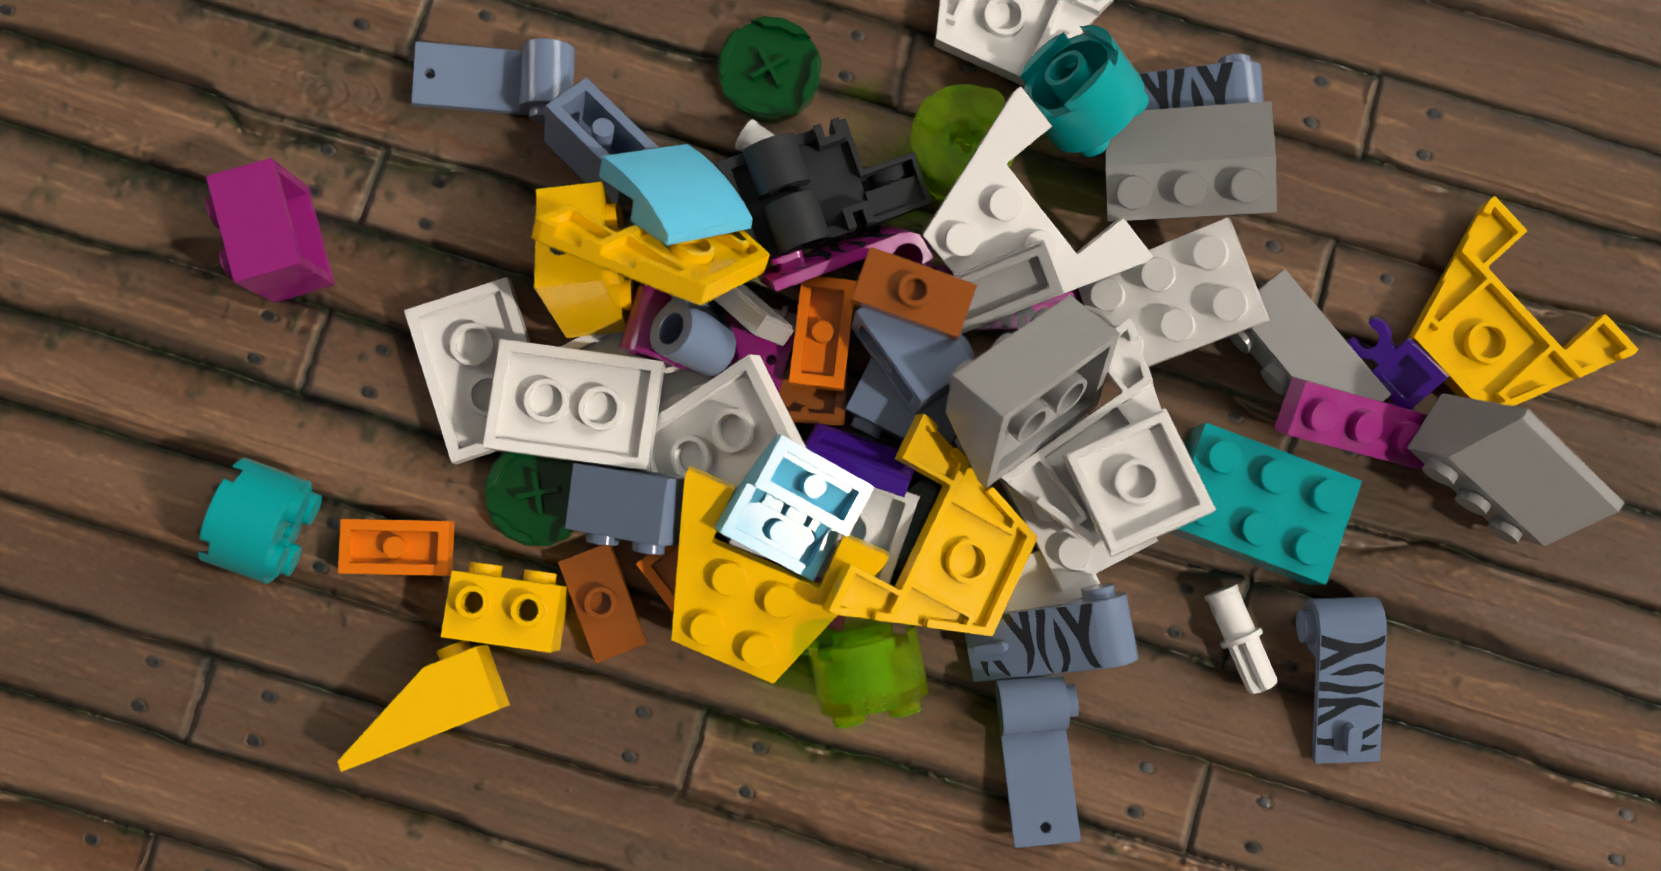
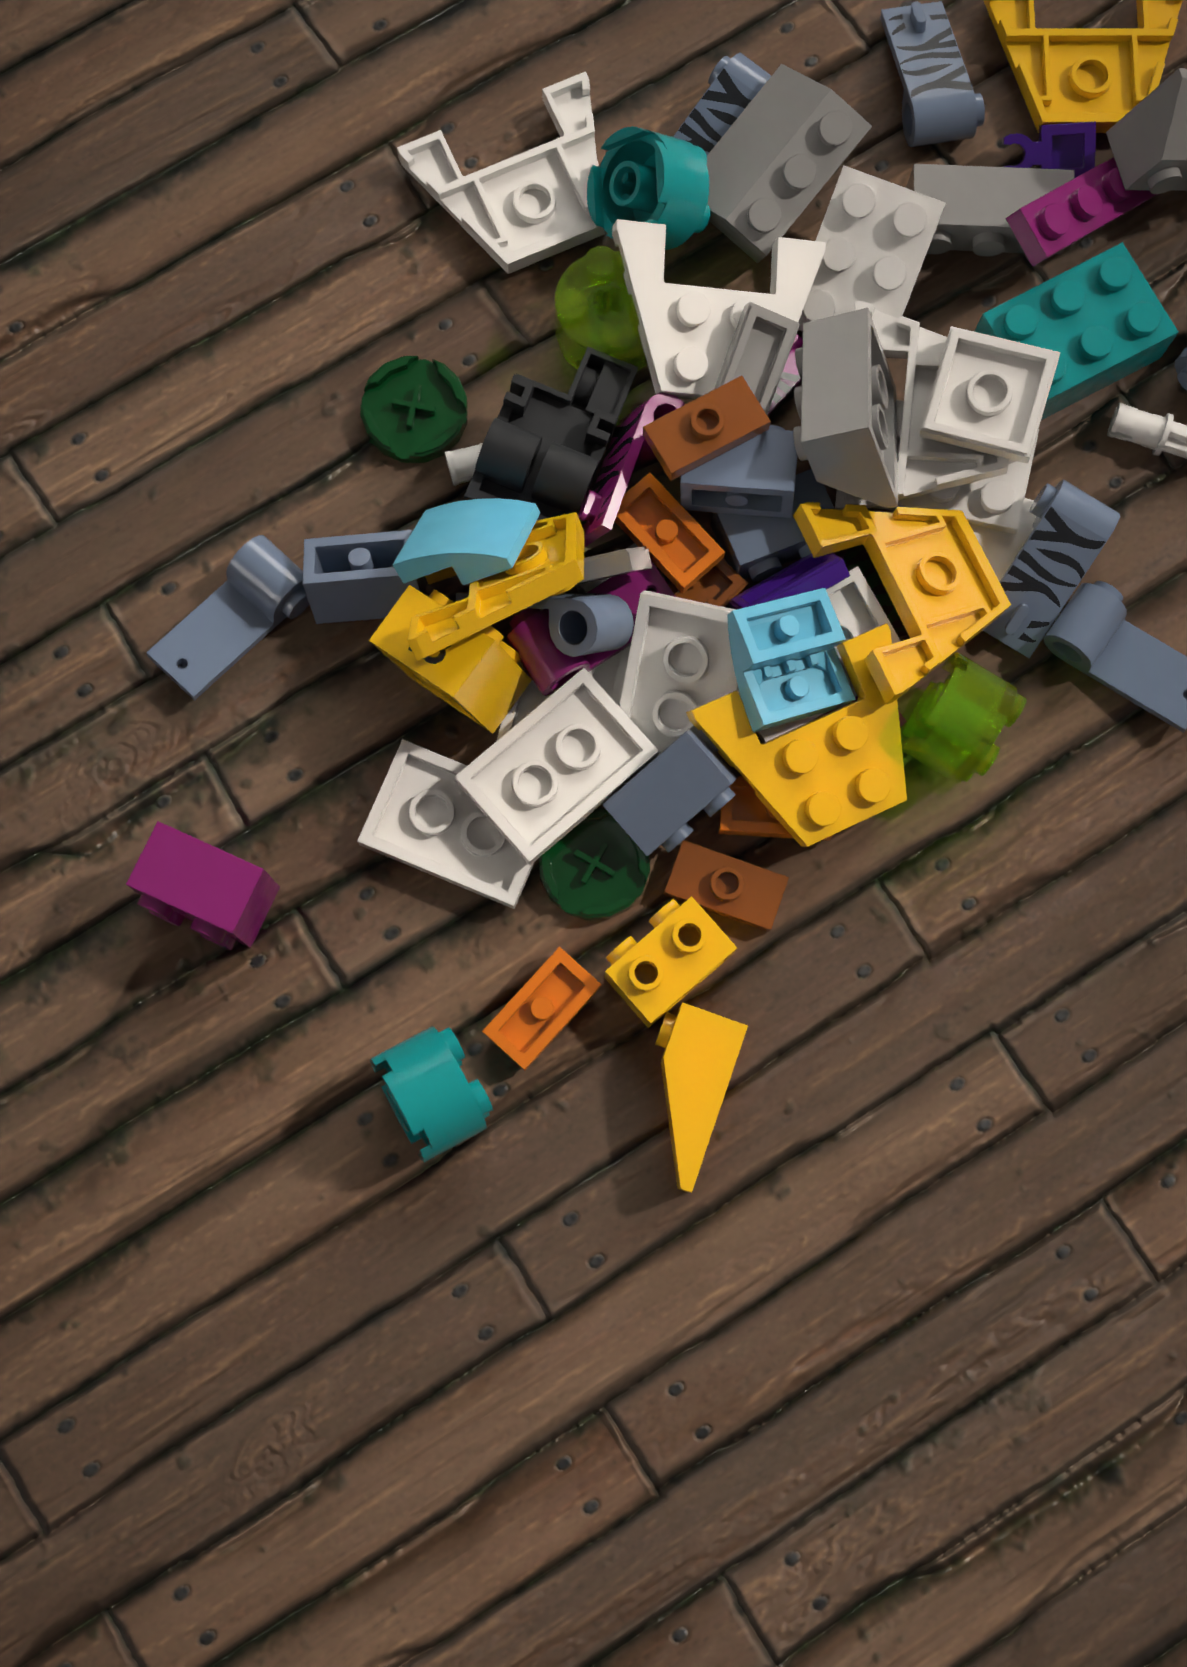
camera: 50 degrees left, 5 degrees down
(1377, 220) = (936, 85): none -> sand blue door

